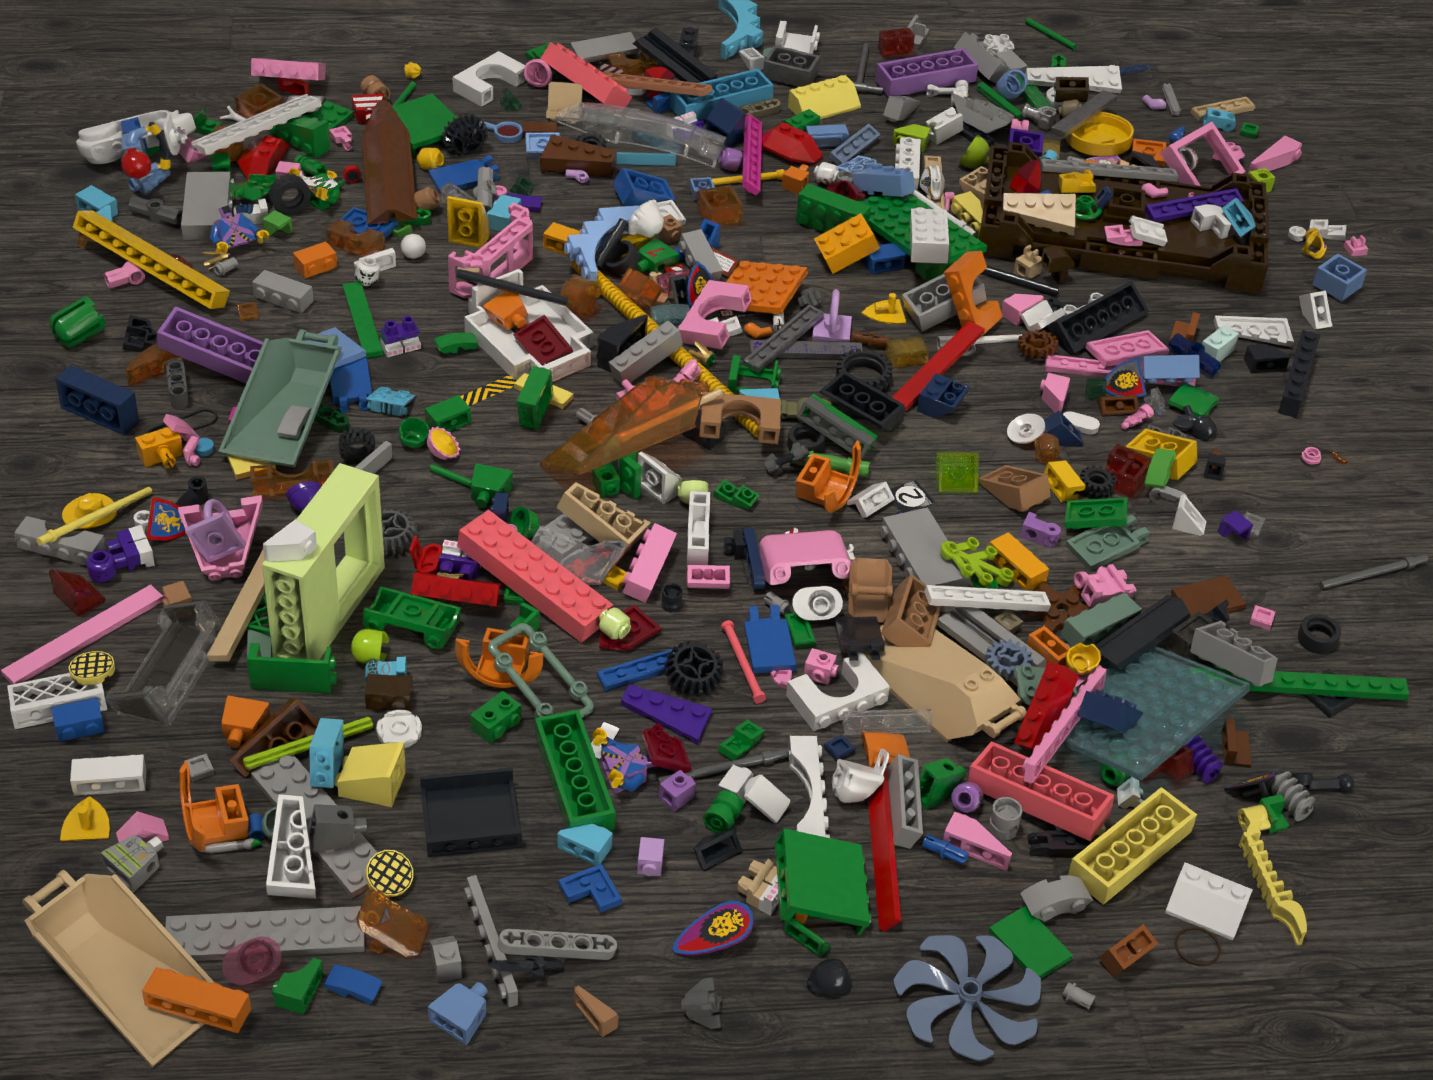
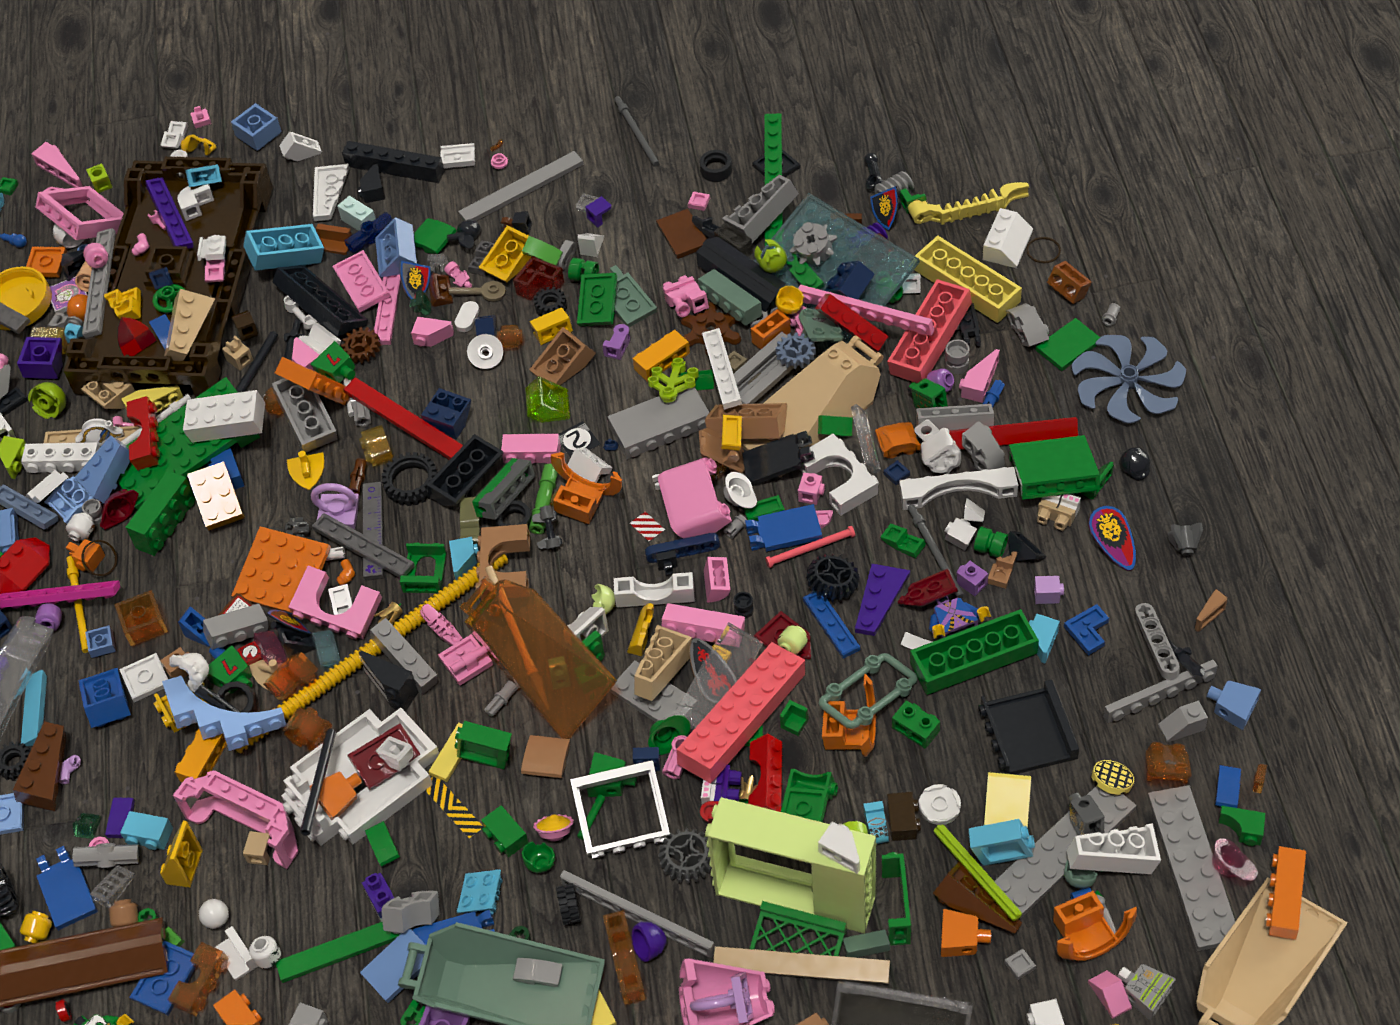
camera: 85 degrees left, 10 degrees up
(353, 1014) = (1259, 778): none -> clear orange tile
(377, 349) = (405, 913): none -> light grey brick
(440, 458) = (612, 776): none -> white window
(523, 447) = (545, 756): none -> medium nougat slope
(532, 337) = (395, 753): none -> white slope
(658, 515) = (640, 635): none -> yellow slope
(686, 823) = (1002, 570): none -> medium nougat slope
(734, 496) = (595, 570): green slope -> none
(778, 175) = (82, 557): none -> dark brown piece
(860, 813) = (983, 447): none -> light grey brick
(873, 153) = (46, 486): none -> white slope
(881, 584) = (731, 432): none -> yellow tile
(893, 456) = (530, 447): none -> bright pink brick
(902, 689) = (835, 425): none -> green tile
(903, 199) = (144, 451): none -> red arch
(1011, 323) = (334, 363): none -> green torso
(1115, 437) = (490, 291): none -> dark tan piece
(1131, 682) = (804, 274): none -> green plate
(1134, 159) = (95, 255): none -> bright pink head
(1142, 506) = (580, 267): none -> green wheel
(1146, 651) = (773, 259): none -> lime helmet
(1161, 286) = (283, 246): none -> medium azure brick
(1167, 680) = (813, 243): none -> light grey brick
(1274, 473) = (521, 187): none -> light grey tile
(1316, 424) = (458, 155): none -> white plate

